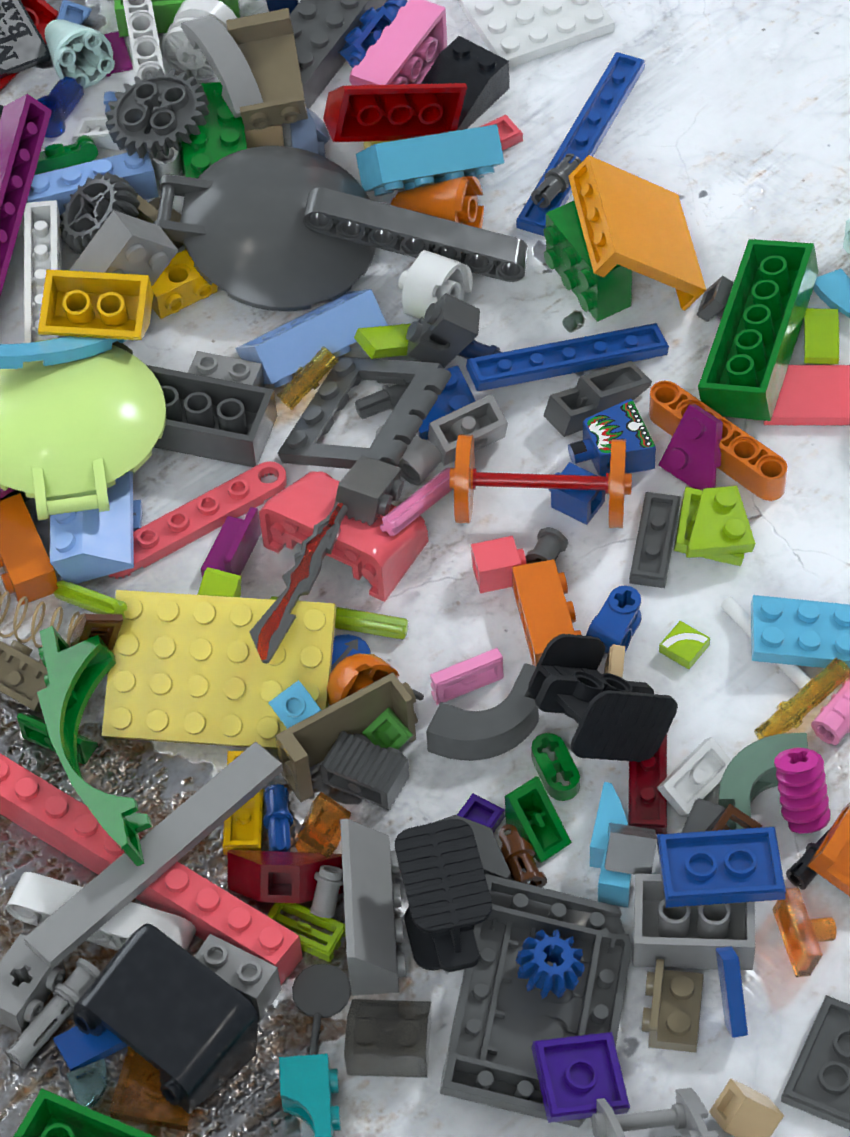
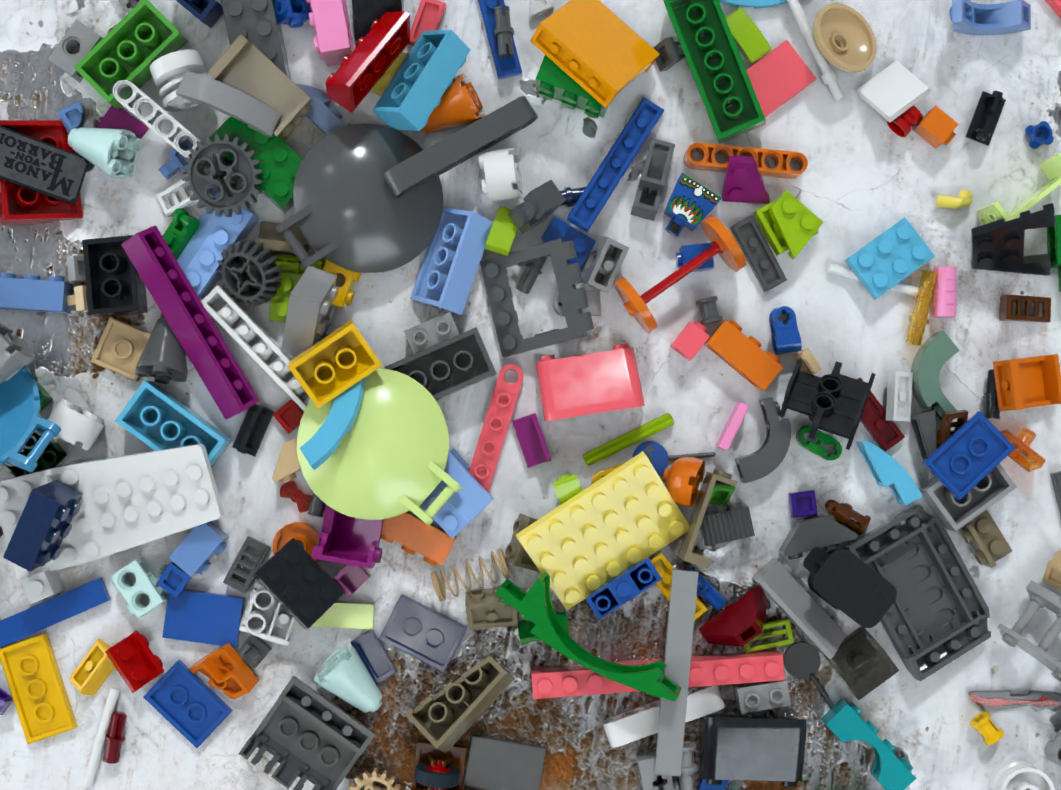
camera: 40 degrees left, 35 degrees up
(61, 101) = (134, 198): clear blue piece -> none
(89, 599) = (499, 546): lime axle -> none
(104, 625) = (528, 572): reddish brown slope -> none
(183, 747) = (623, 588): none -> blue slope
(294, 705) = (674, 529): medium azure brick -> none
(299, 580) = (626, 492): dark grey sword -> none
(307, 378) = (478, 294): clear yellow pin -> none
(322, 826) = (737, 579): clear orange tile -> none
(327, 890) = (769, 611): light grey pin -> none
(369, 489) = (596, 361): dark grey brick -> none
(416, 503) = (621, 338): bright pink axle -> none
(536, 819) = (838, 487): green slope -> none
(565, 961) = (925, 573): blue gear -> none
(577, 1073) = (975, 617): dark purple tile -> none
(630, 849) = (910, 473): panel -> none
(684, 645) = (827, 313): lime tile -> none
(731, 991) = (1018, 516): blue tile -> none
(802, 789) = (964, 377): dark pink piece -> none

